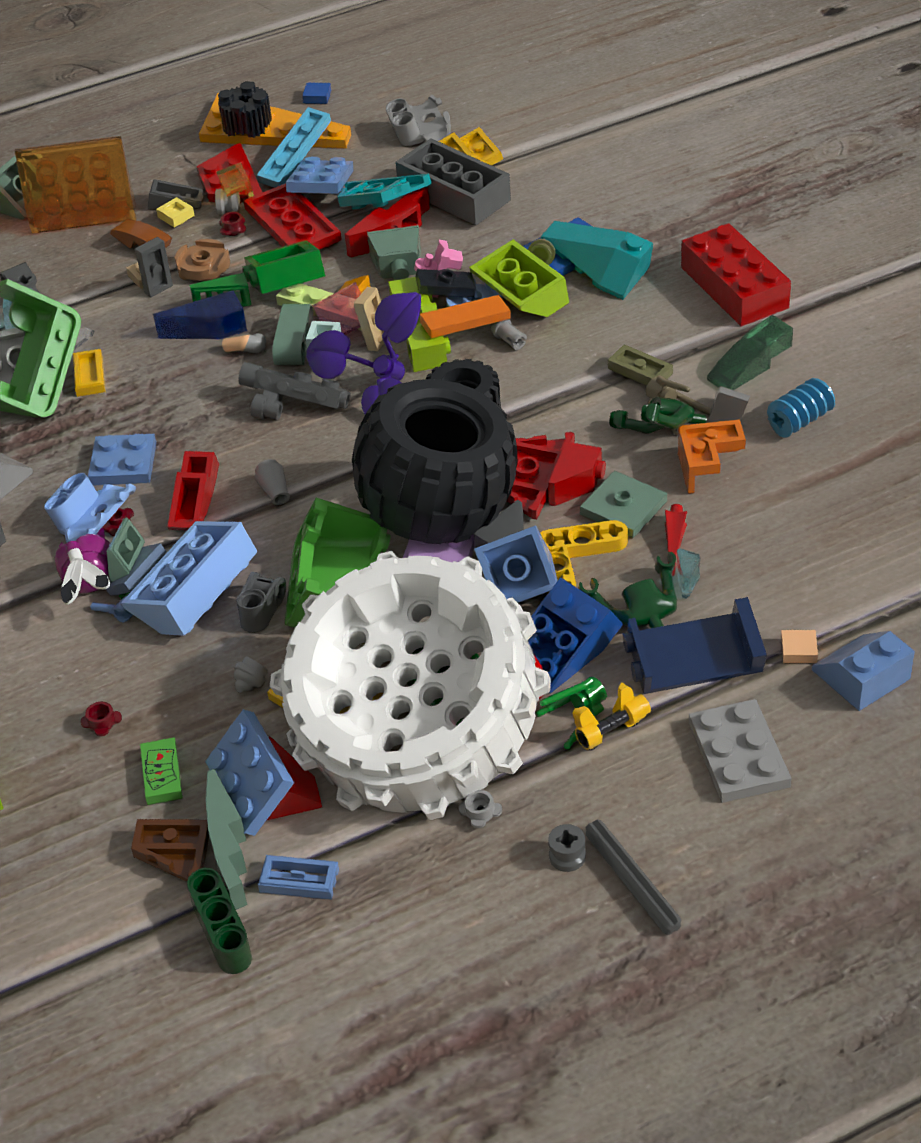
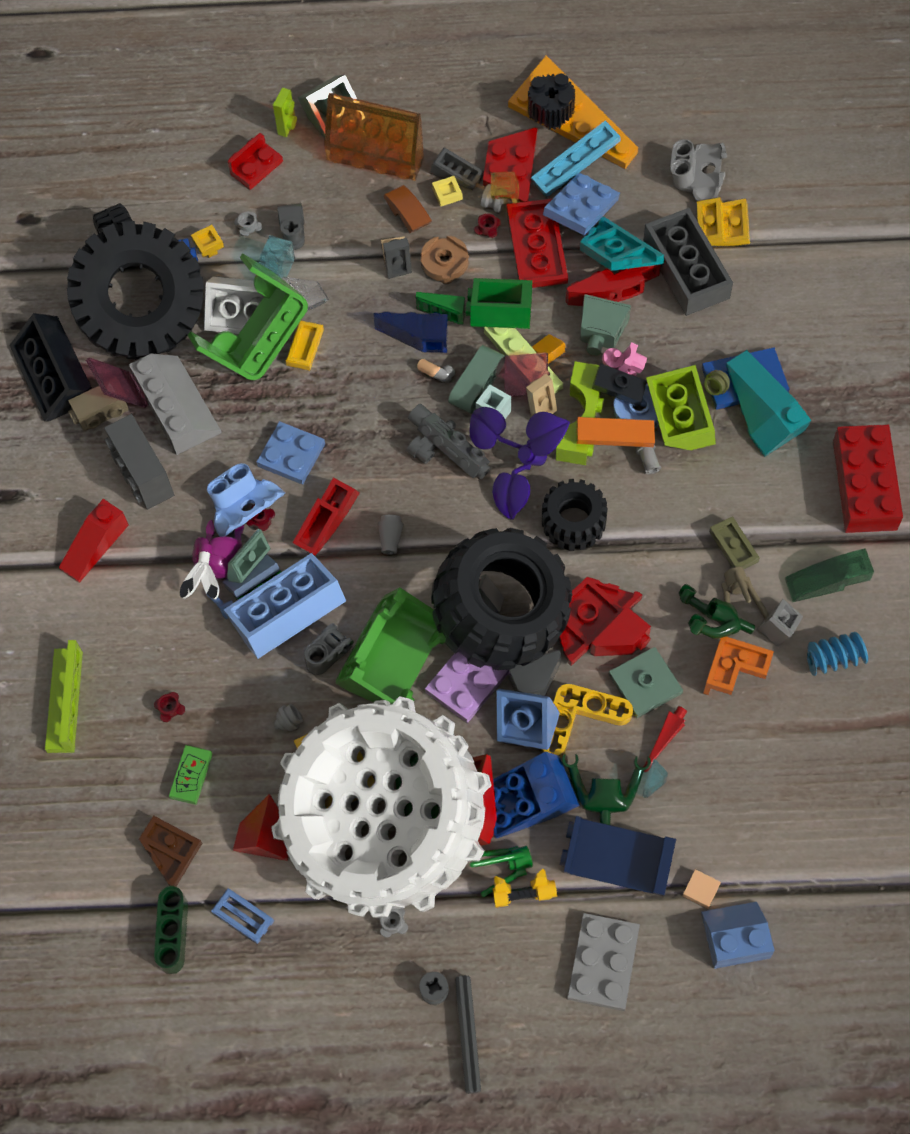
camera: 25 degrees right, 20 degrees up
(226, 834) = (207, 852): sand green slope -> none
(250, 771) = (243, 815): medium blue plate -> none
(316, 93) = (631, 89): blue tile -> none

